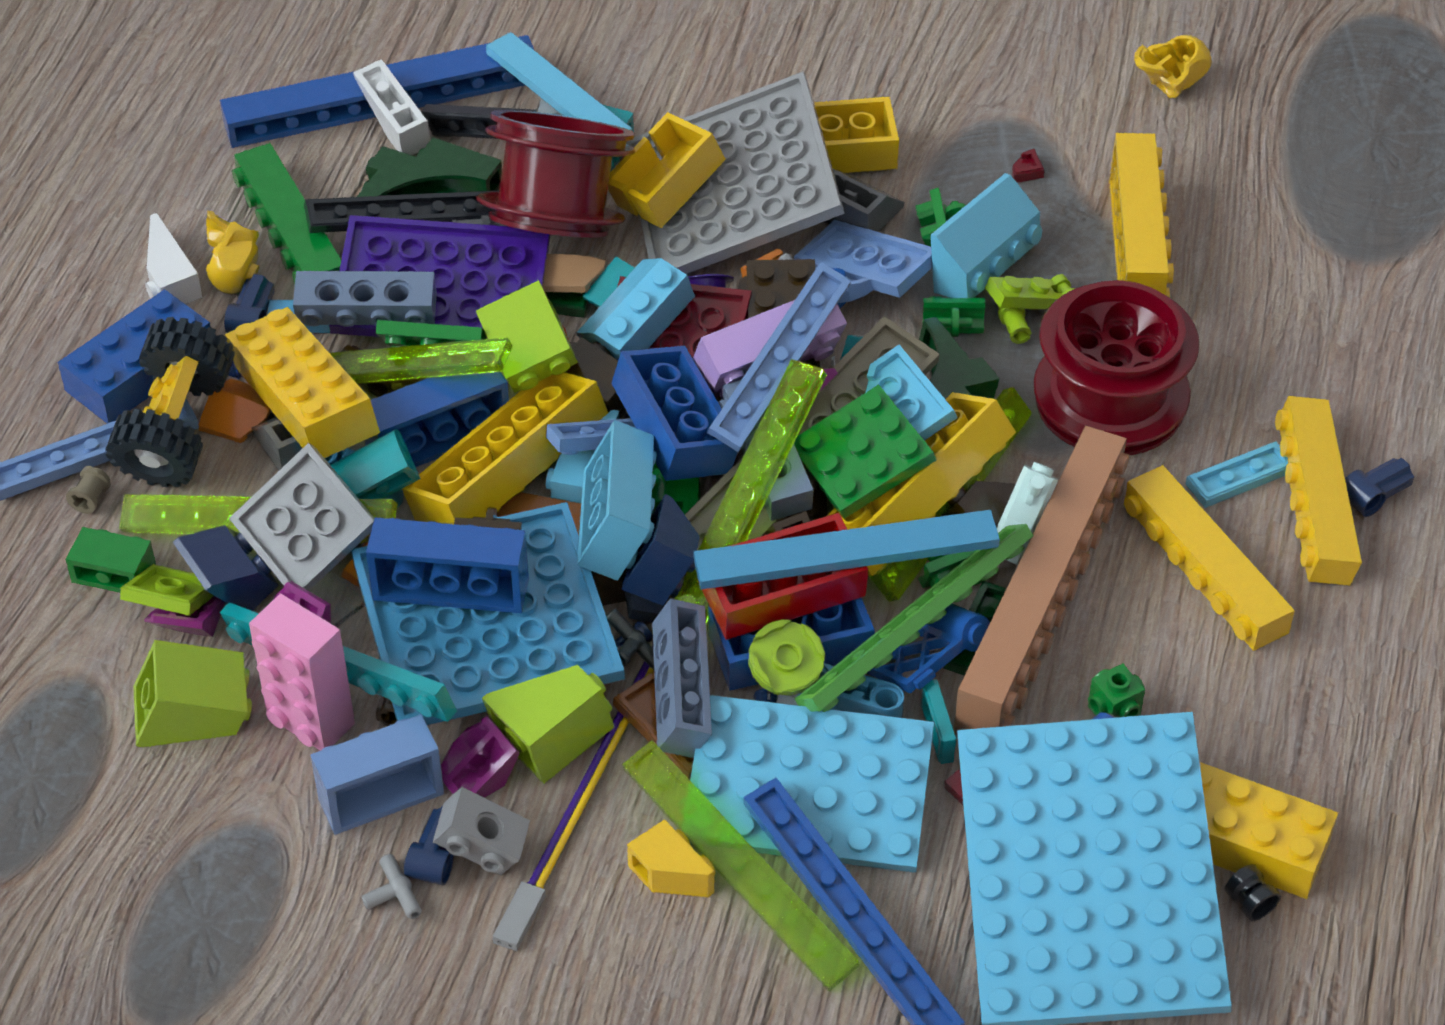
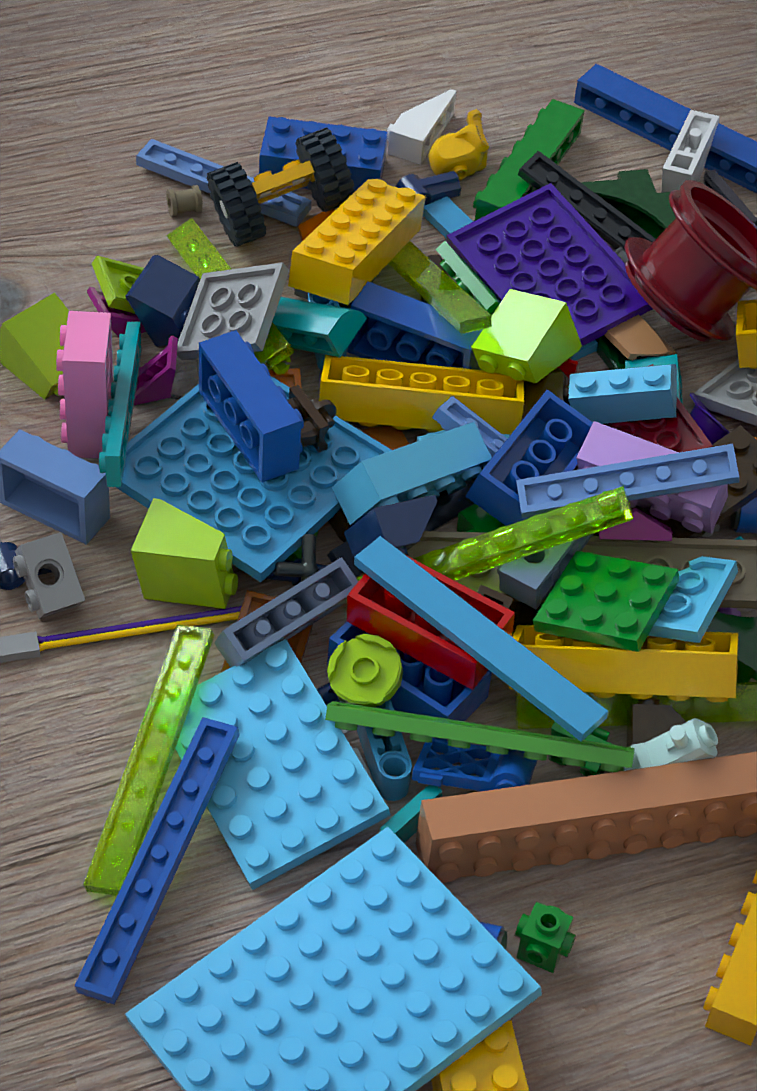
camera: 50 degrees right, 0 degrees up
(107, 559) = (130, 239): green brick -> none
(348, 290) = (481, 235): sand blue brick -> none
(479, 759) = (112, 548): magenta slope -> none
(669, 863) = (120, 710): yellow slope -> none

